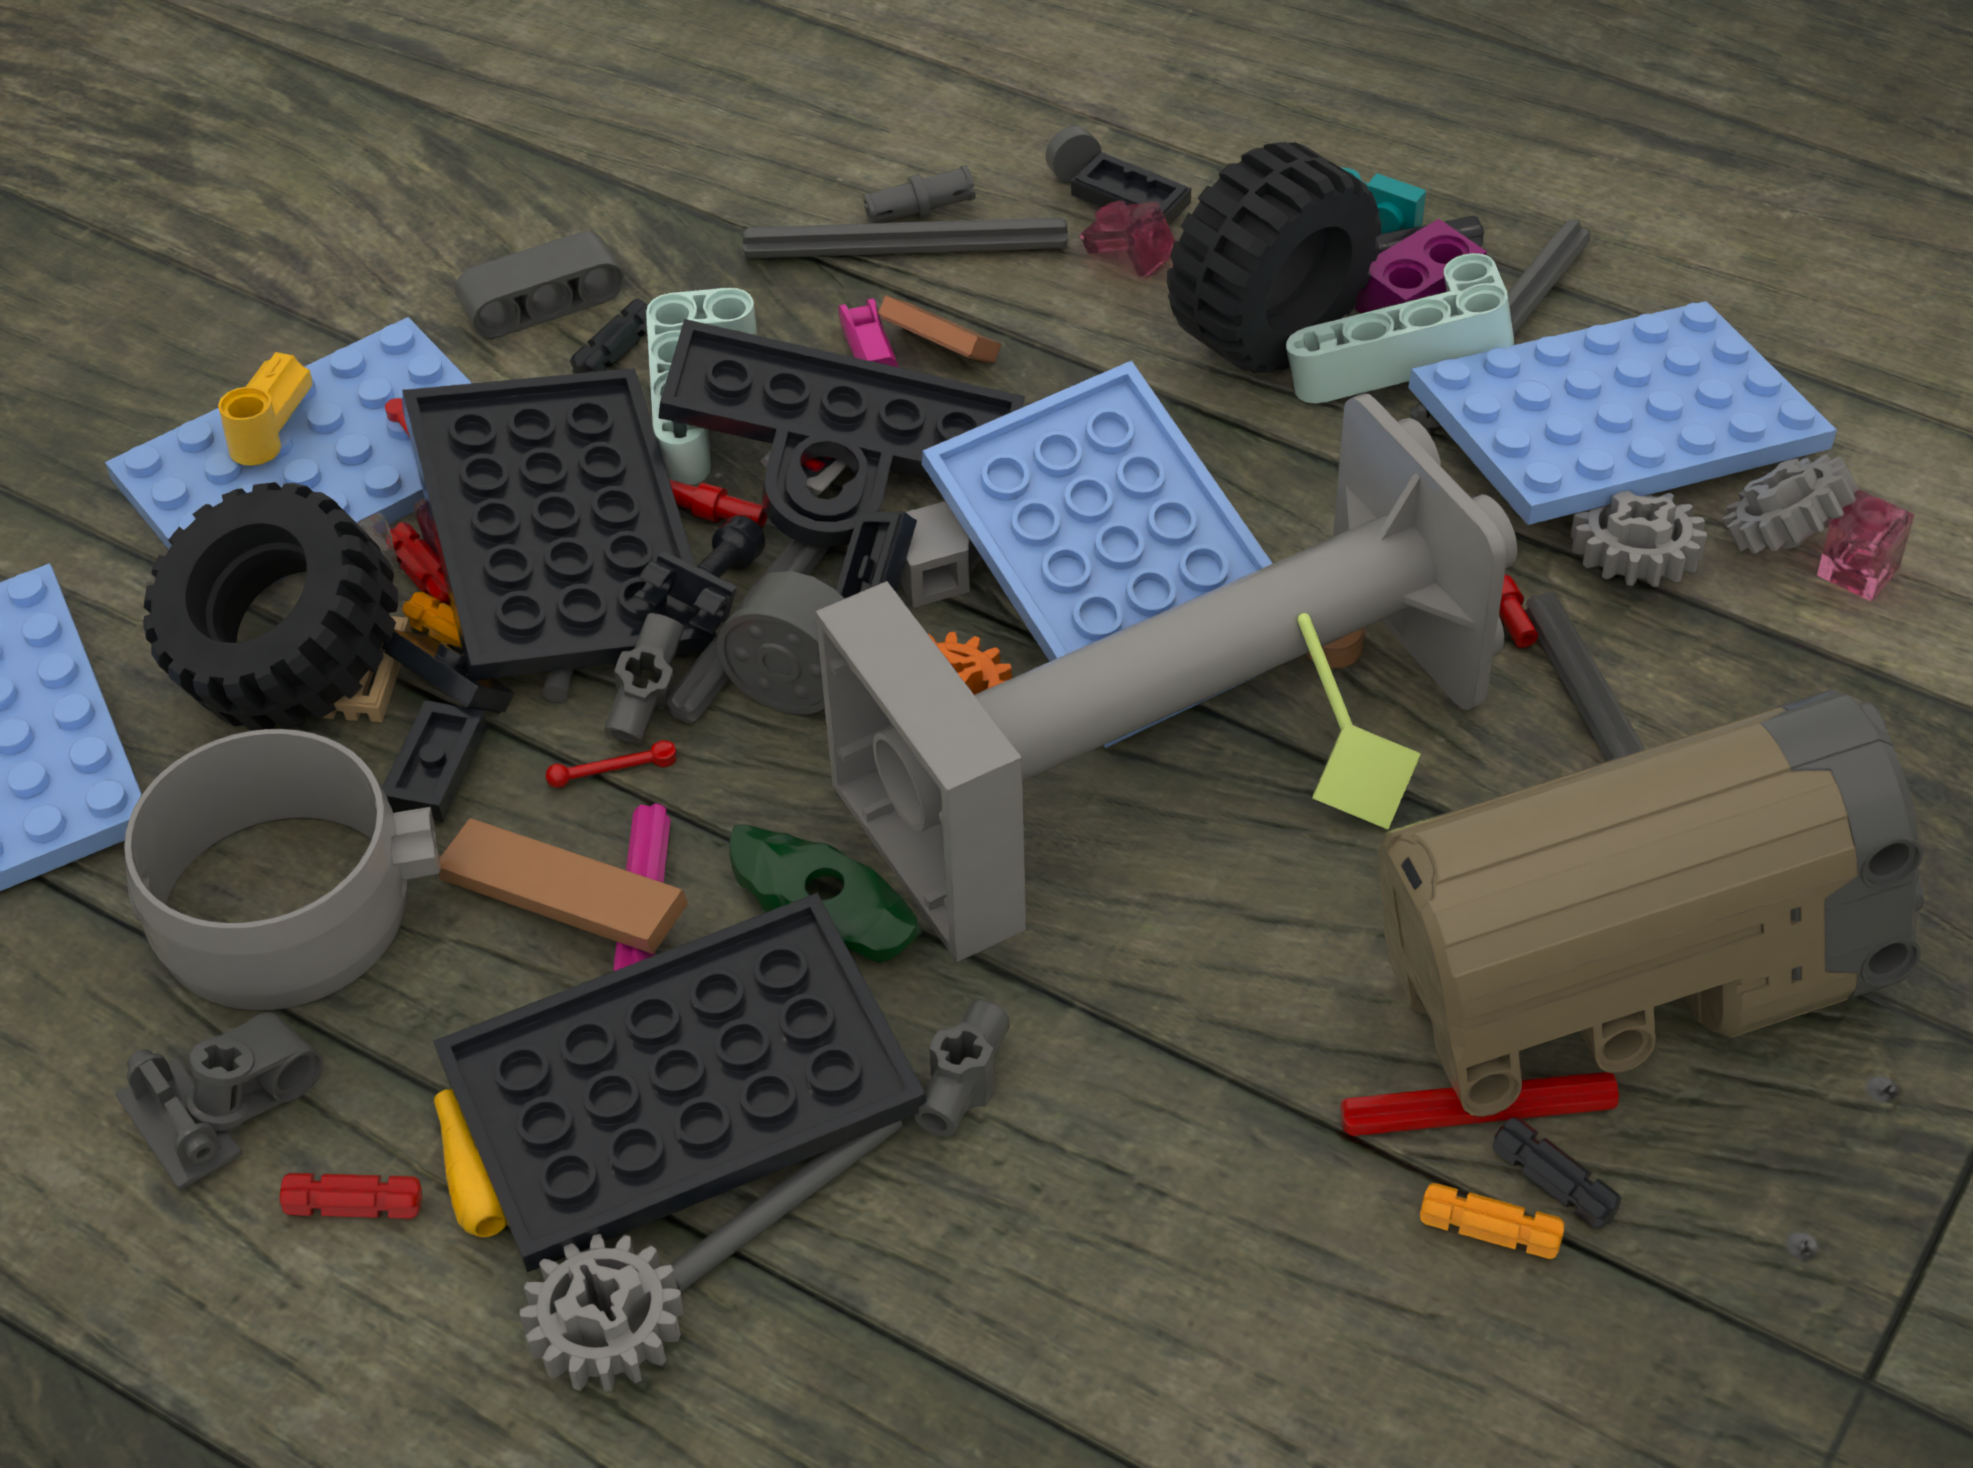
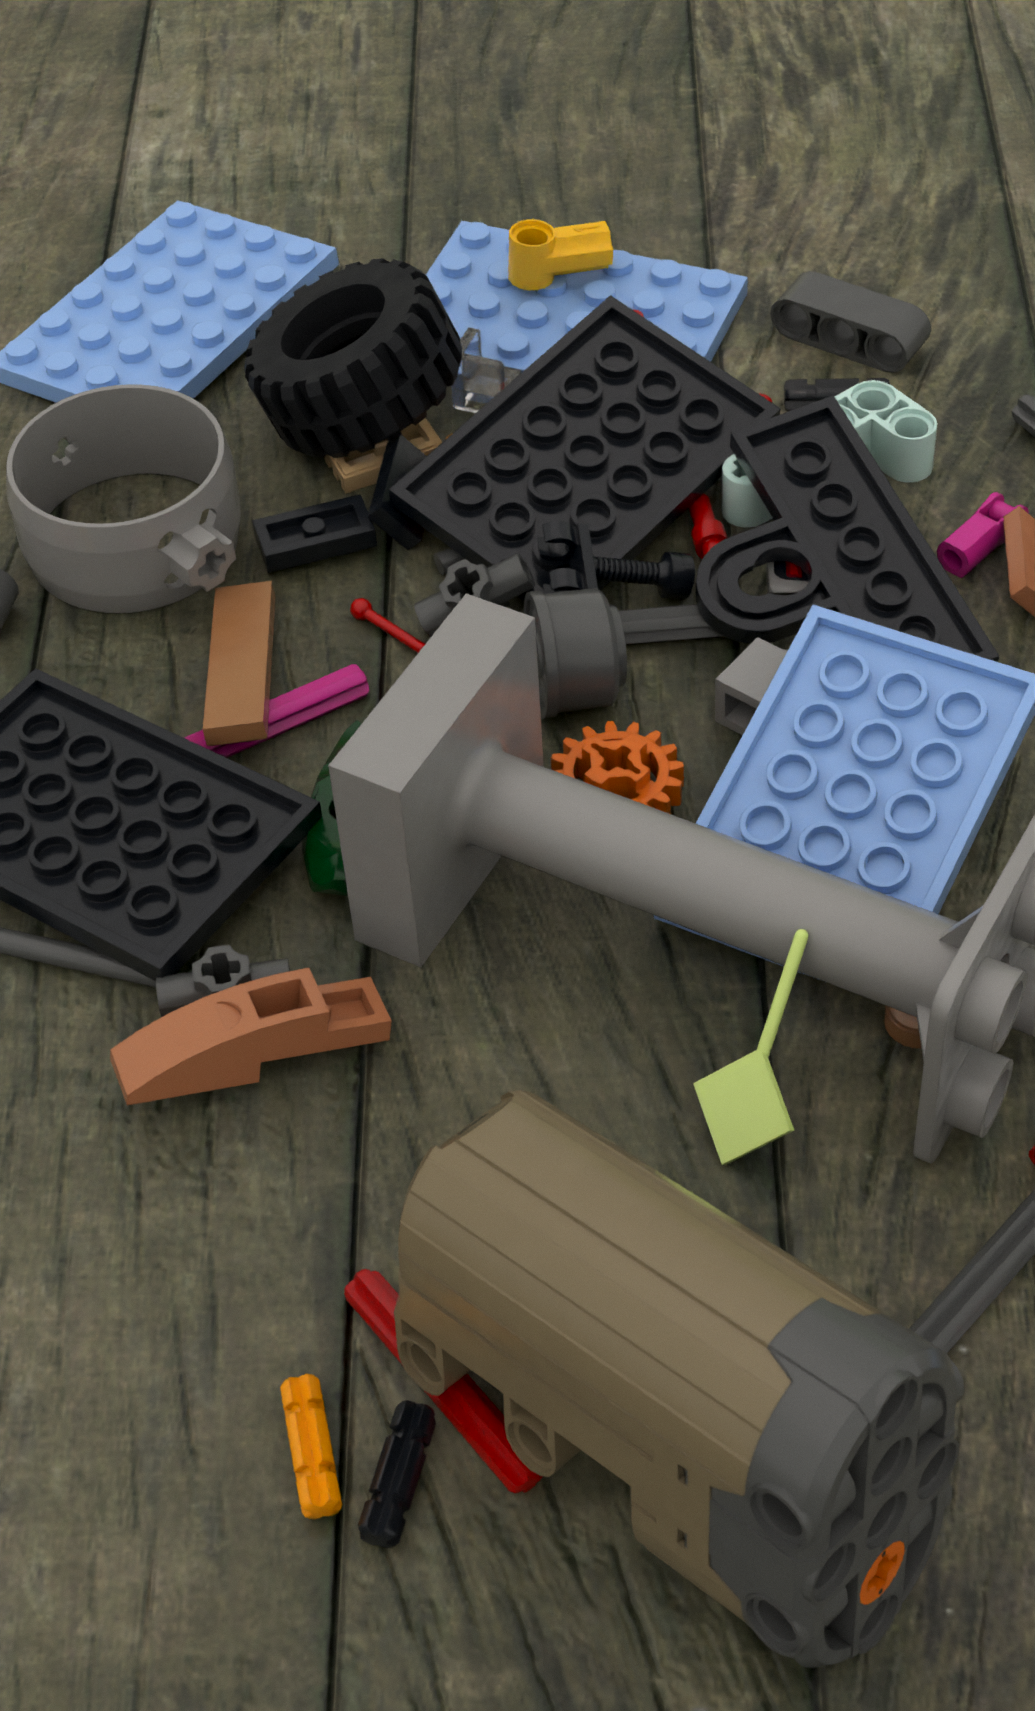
camera: 60 degrees right, 0 degrees up
(887, 554) = (697, 662): black tile -> none
(1037, 1074) = (231, 1032): none -> nougat slope

